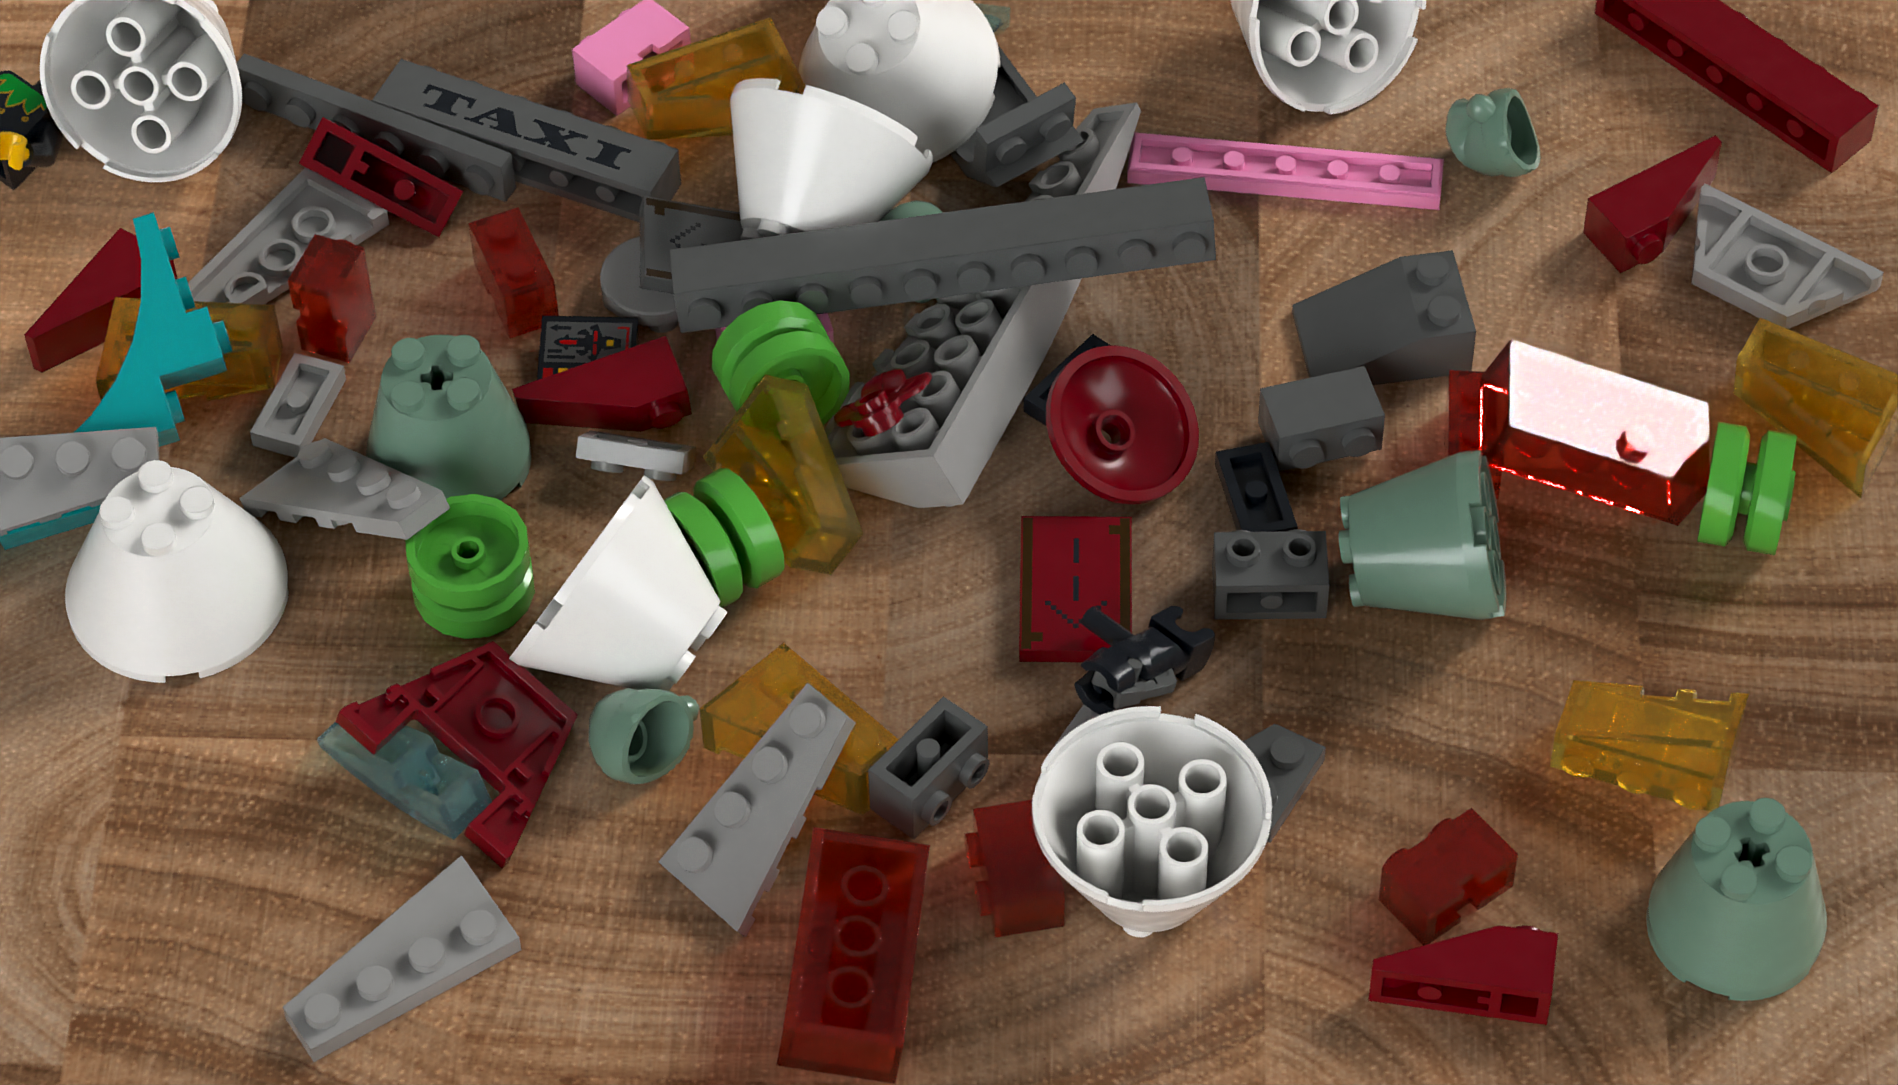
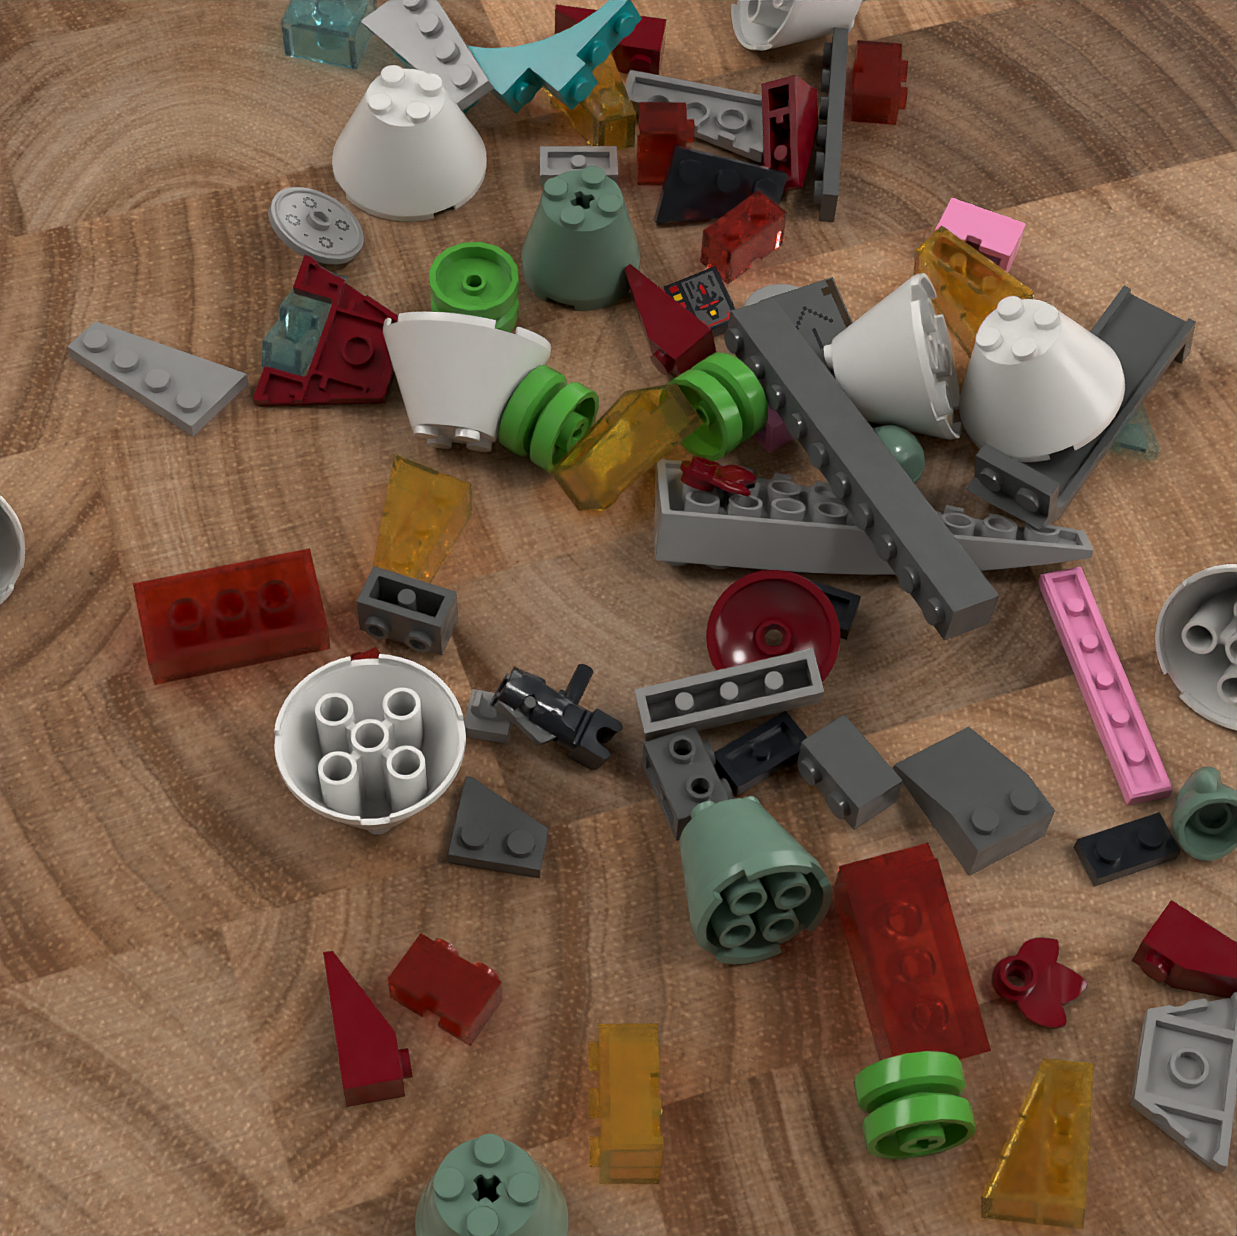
camera: 65 degrees right, 5 degrees up
(258, 708) = (315, 225): none -> light grey shield
(333, 55) = (877, 82): none -> clear red brick
(347, 488) = (500, 208): light grey wing -> none
(423, 269) = (711, 185): none -> black wing
(547, 145) = (866, 208): dark grey brick -> none
(614, 451) = (620, 355): light grey plate -> none
(641, 733) = (373, 432): sand green piece -> none
(745, 827) = (328, 517): light grey wing -> none
(1063, 573) = (625, 657): dark red tile -> none
(1189, 488) = (730, 694): none -> light grey brick
(1495, 226) = (1126, 849): none -> black plate
(1626, 349) = (1045, 982): none -> dark red plate

